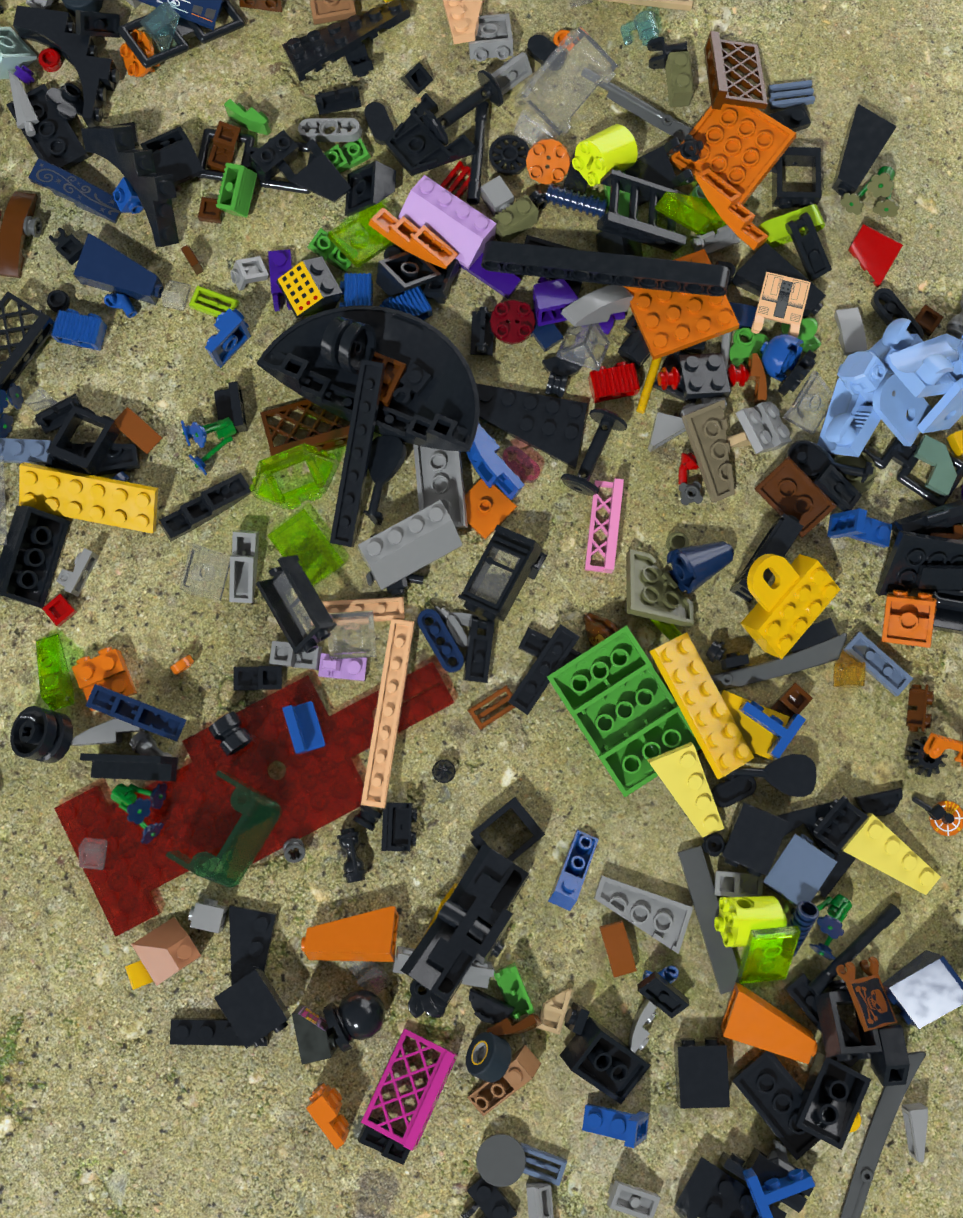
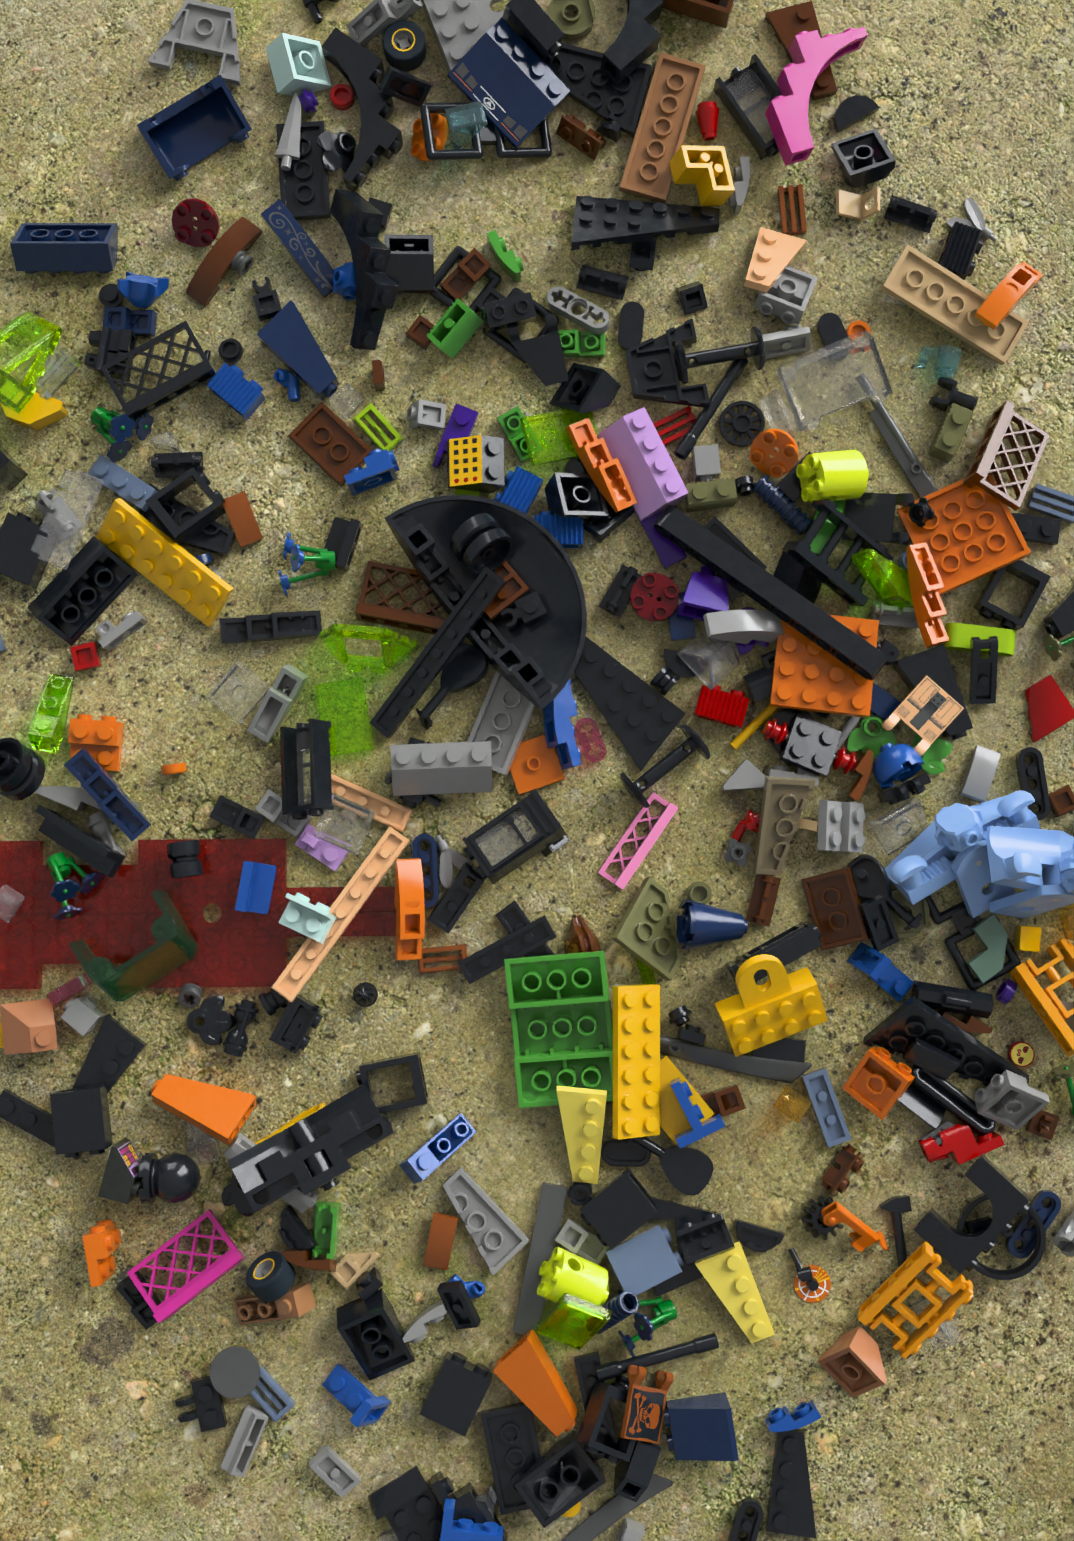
camera: 30 degrees right, 5 degrees up
(179, 334) = (330, 443): none -> reddish brown tile
(186, 899) = (69, 989): none -> clear pink beam
(326, 861) = (215, 1020): none -> black plate
(361, 728) = (307, 918): none -> light aqua bracket
(445, 676) = (409, 909): none -> orange slope
(732, 520) = (763, 899): none -> reddish brown hinge

